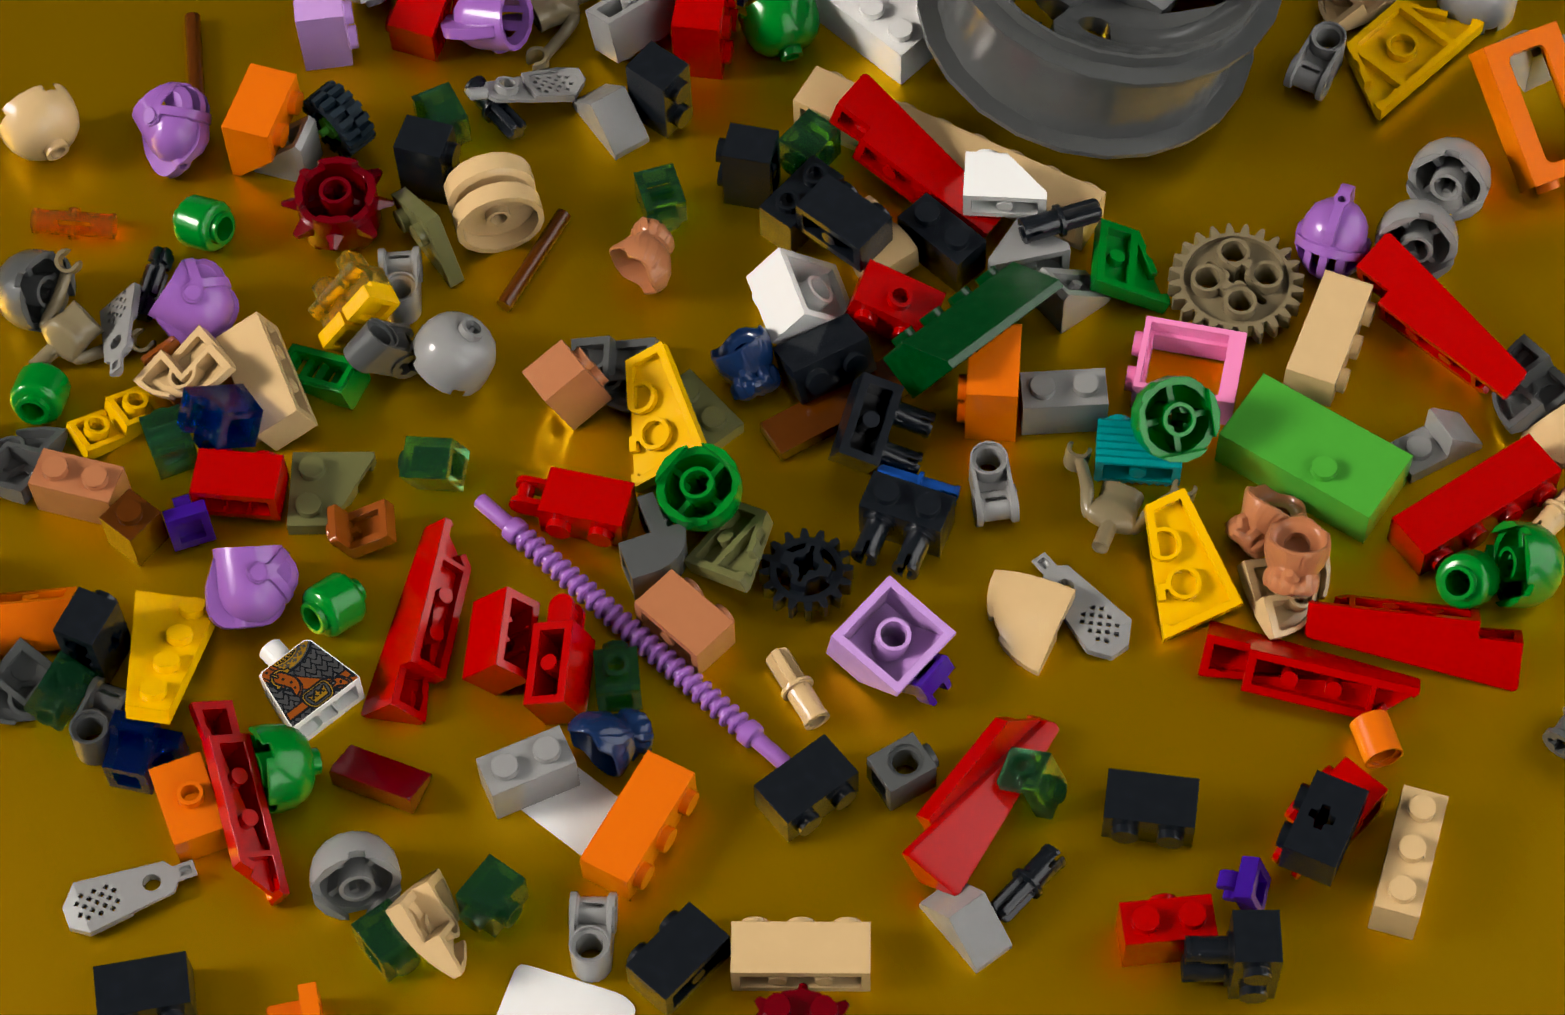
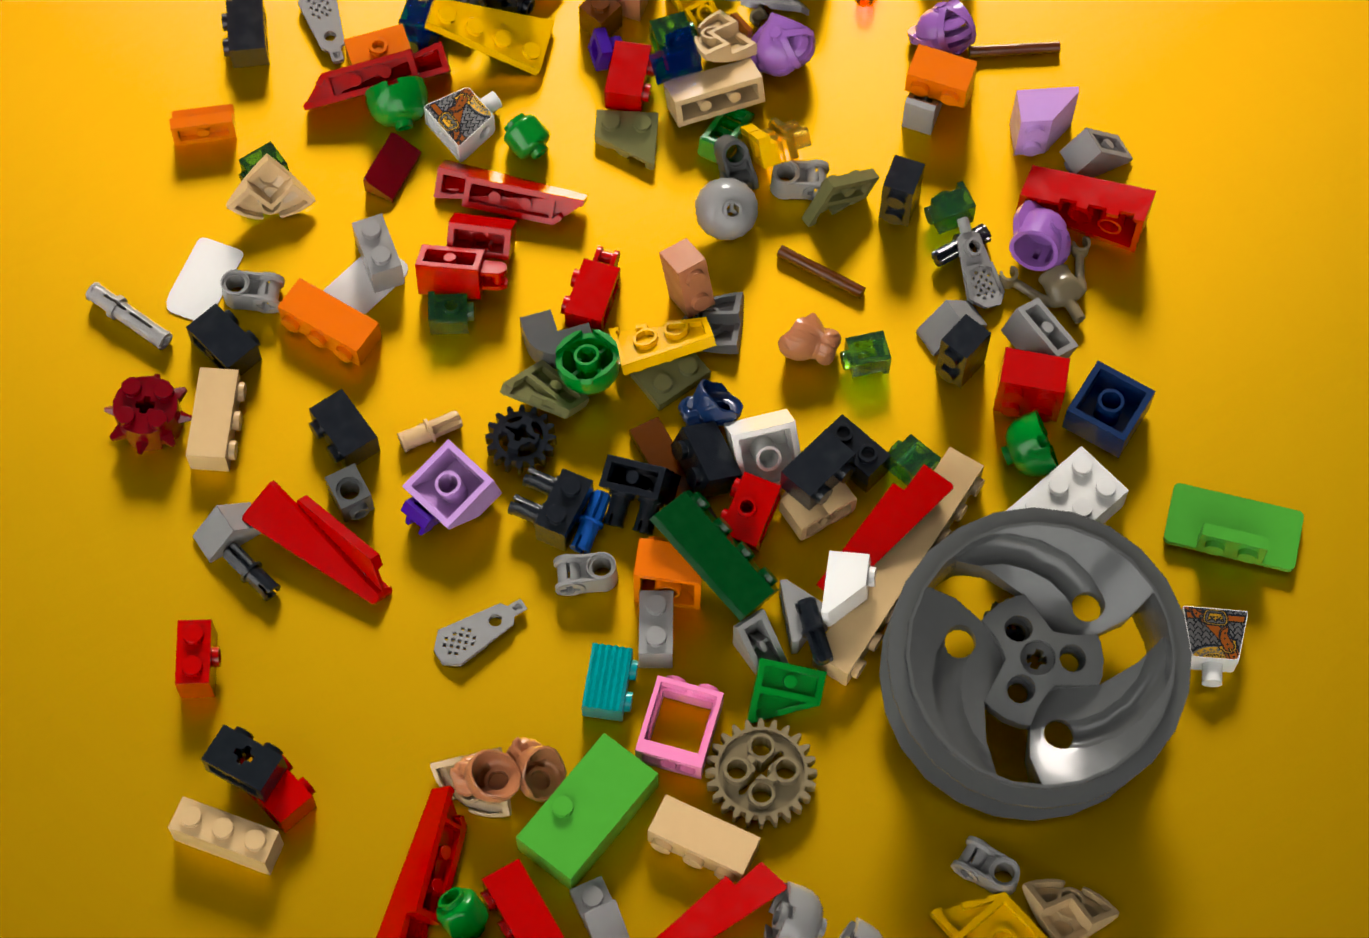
camera: 90 degrees right, 5 degrees up
(154, 280) = (819, 26): black axle -> none
(203, 223) = (859, 52): green head -> none
(249, 586) = (543, 82): medium lavender helmet -> none
(338, 204) = (867, 135): dark red brick -> none
(339, 119) = (944, 134): black wheel -> none
(354, 874) = (314, 146): light grey cylinder -> none
(361, 529) = (588, 151): dark orange bracket -> none
(433, 463) = (633, 196): clear green brick -> none
(492, 897) = (287, 231): clear green brick -> none
(494, 202) = (858, 233): tan wheel -> none
(517, 532) = (397, 397): medium lavender hose -> none
(612, 738) = (395, 303): dark blue hair -> none
(686, 620) = (489, 357): nougat brick -> none
(748, 164) = (885, 411): black brick -> none
(944, 242) = (809, 553): black brick -> none
(1027, 615) = (473, 591): tan brick -> none
(1036, 777) = (326, 579): clear green bracket -> none
(1116, 505) = (557, 661): dark tan piece -> none
(1150, 808) = (297, 659): black brick -> none
(1175, 418) = (604, 687): green cylinder -> none
(1186, 567) = (494, 706): yellow wing -> none
(1244, 959) = (159, 701): black brick -> none
(1248, 886) = (216, 716): dark purple tile -> none
(1301, 673) = (402, 784): red wedge -> none
(1335, 231) = (798, 853): medium lavender helmet -> none
(1376, 739) = (335, 829): orange beam -> none

